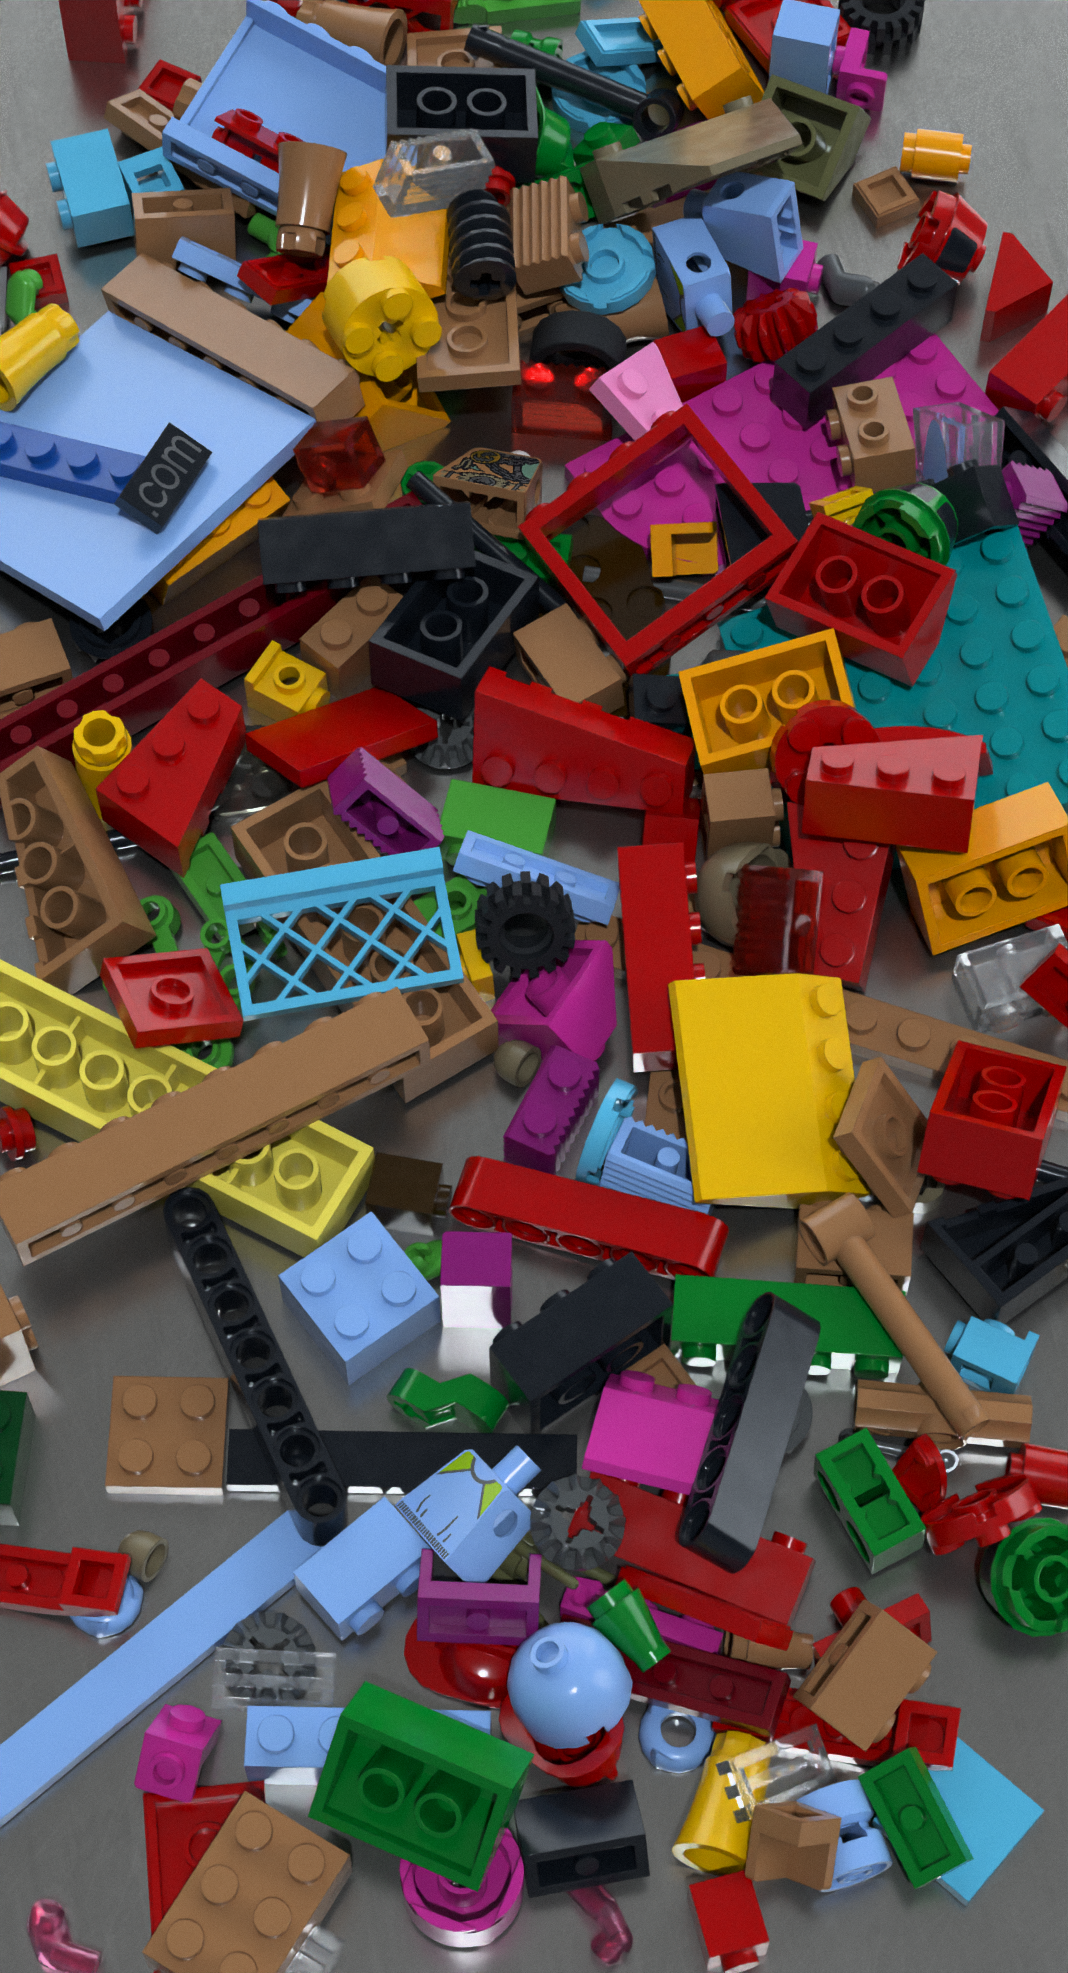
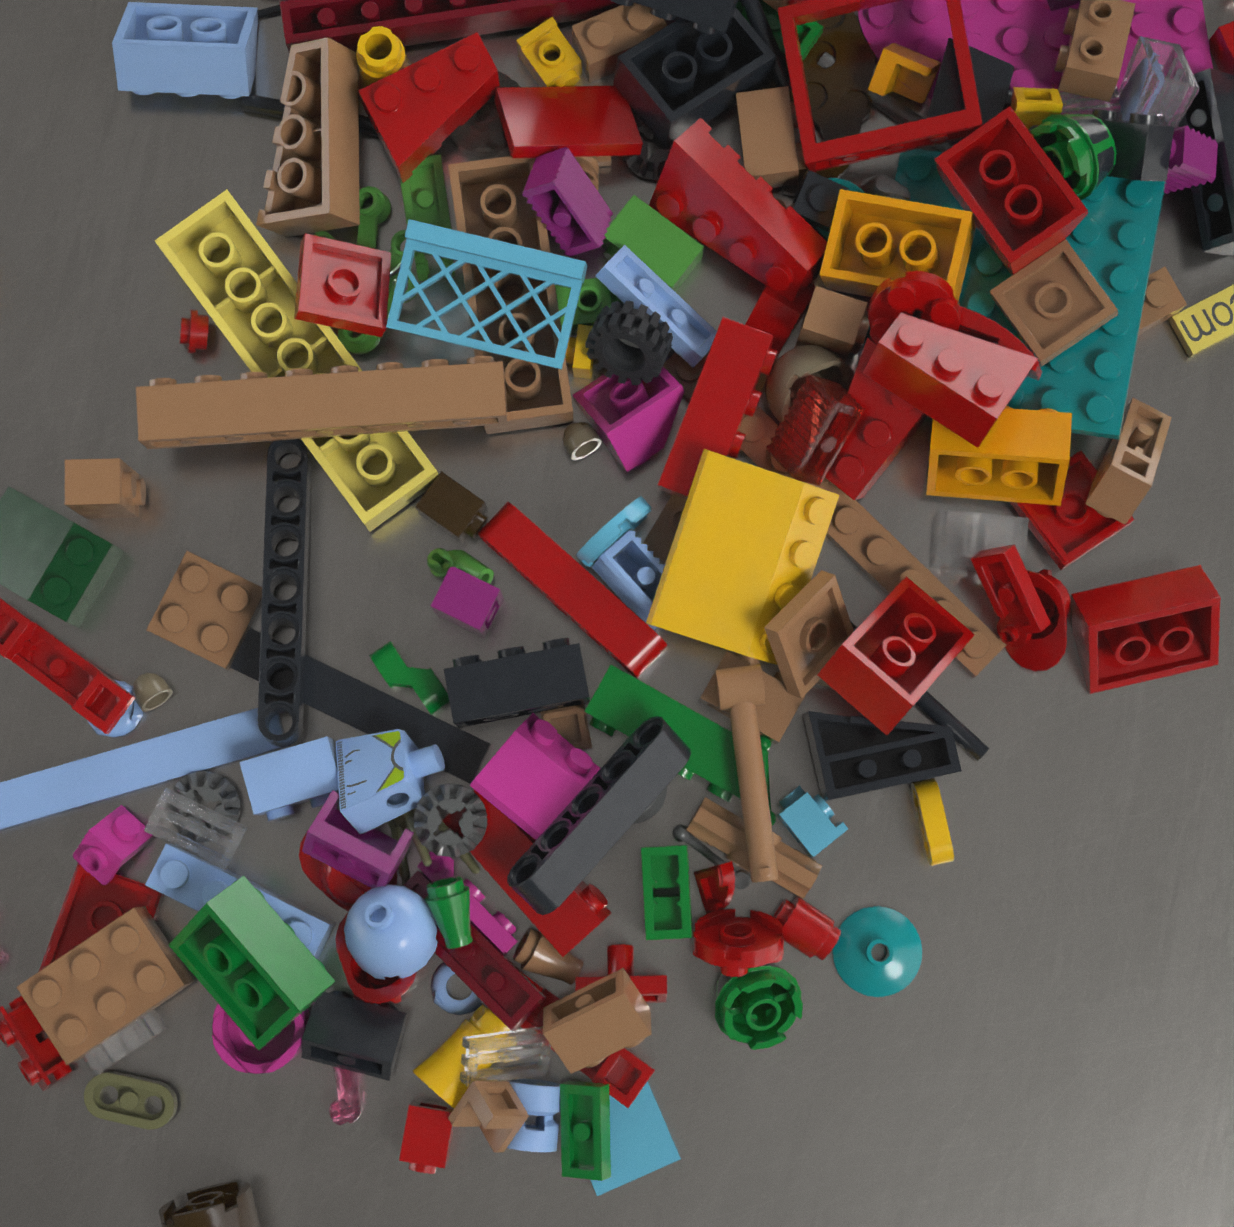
camera: 20 degrees right, 20 degrees up
(360, 1298) = (381, 573): light blue brick -> none
(552, 1111) = (584, 493): magenta brick -> none
(708, 1608) = (512, 925): red tile -> none
(967, 684) = (1054, 302): none -> medium nougat plate

